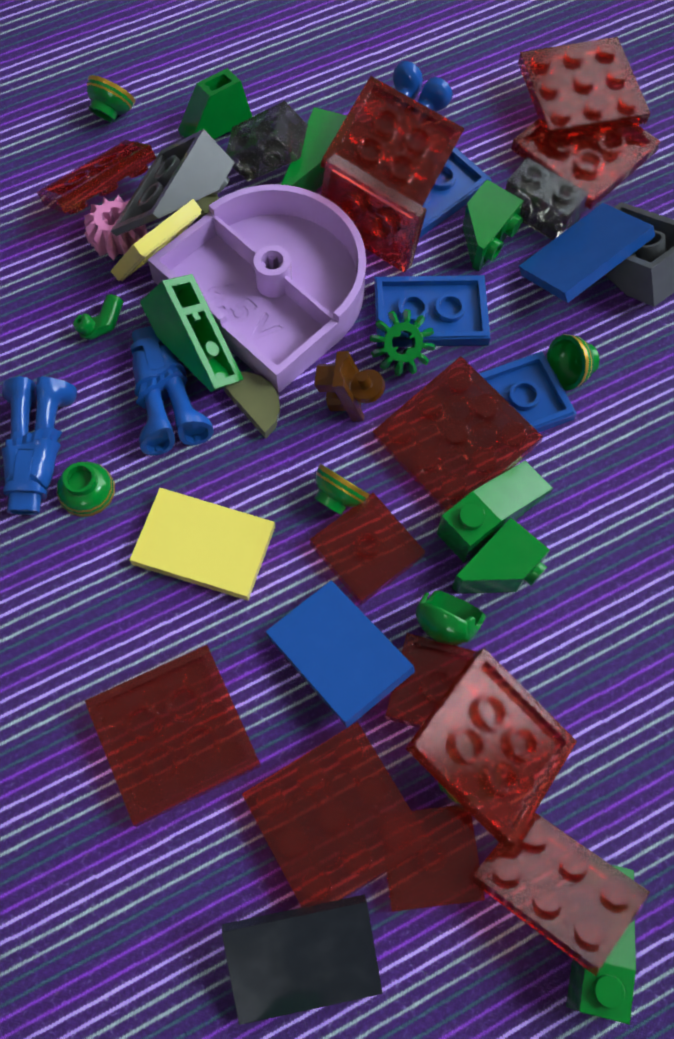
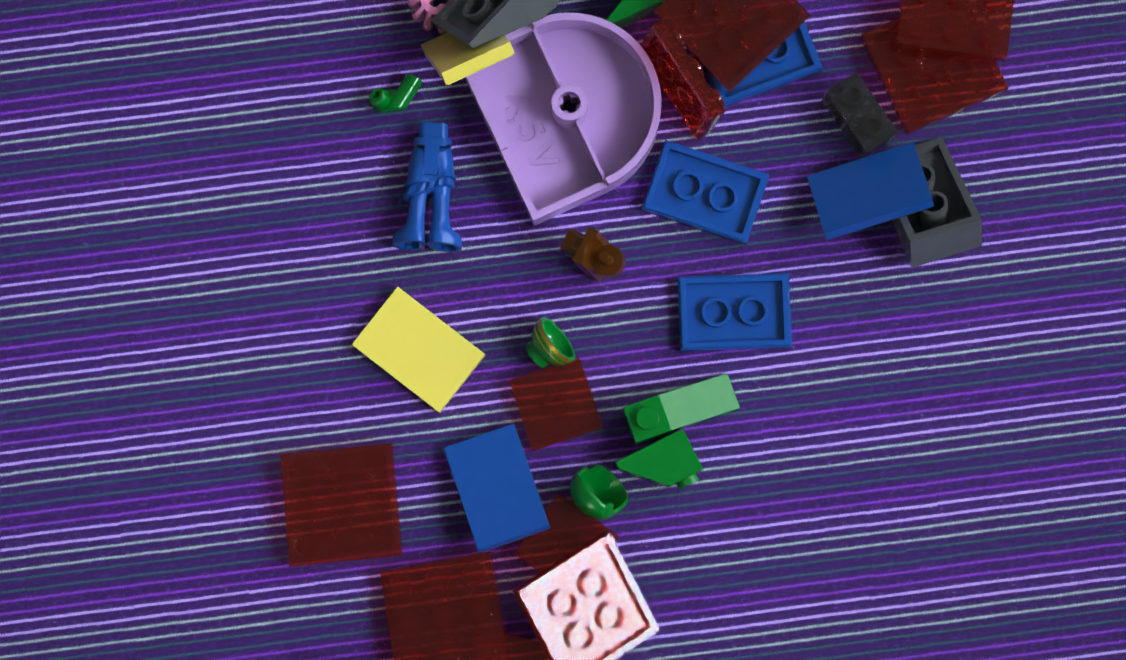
camera: 25 degrees right, 15 degrees up
(32, 456) = (295, 219): blue piece -> none
(85, 489) = (334, 261): green piece -> none
(190, 331) = (471, 151): green slope -> none
(257, 401) = (510, 227): olive tile -> none
(394, 331) = (669, 234): green gear -> none
(456, 434) = (673, 331): clear red plate -> none
(488, 220) = (796, 118): green slope -> none
(572, 360) = (809, 296): green piece -> none

